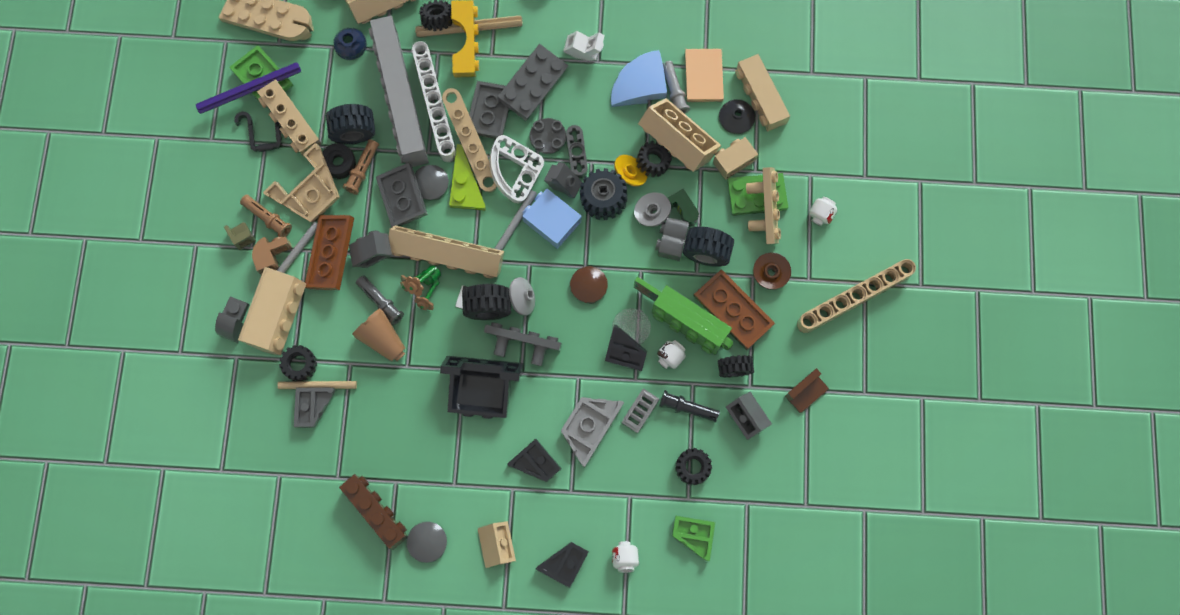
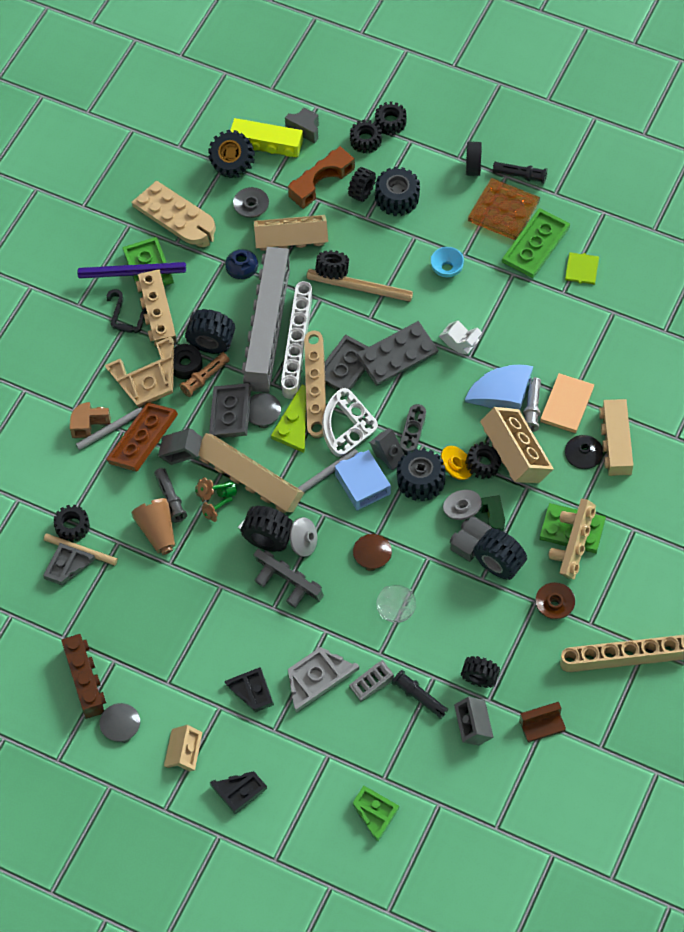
camera: 25 degrees right, 15 degrees down
(230, 320) = (25, 464): dark grey brick -> none
(240, 235) = (68, 396): olive panel -> none
(271, 220) = (102, 392): medium nougat pin -> none
(272, 311) = (68, 468): tan slope -> none
(464, 61) = (341, 313): yellow arch -> none
(480, 385) = (228, 602): black windscreen -> none
(547, 135) = (391, 405): dark grey dish -> none
(625, 350) = (380, 620): black wing -> none
(625, 557) = (299, 804): white head -> none
(671, 354) = (423, 640): white head -> none
(687, 318) = (451, 611): bright green piece -> none
(704, 460) = (400, 737): black tyre -> none
(735, 157) = (564, 486): tan brick -> none
(735, 308) = (503, 623): dark orange plate -> none
(823, 211) = (630, 564): white head -> none

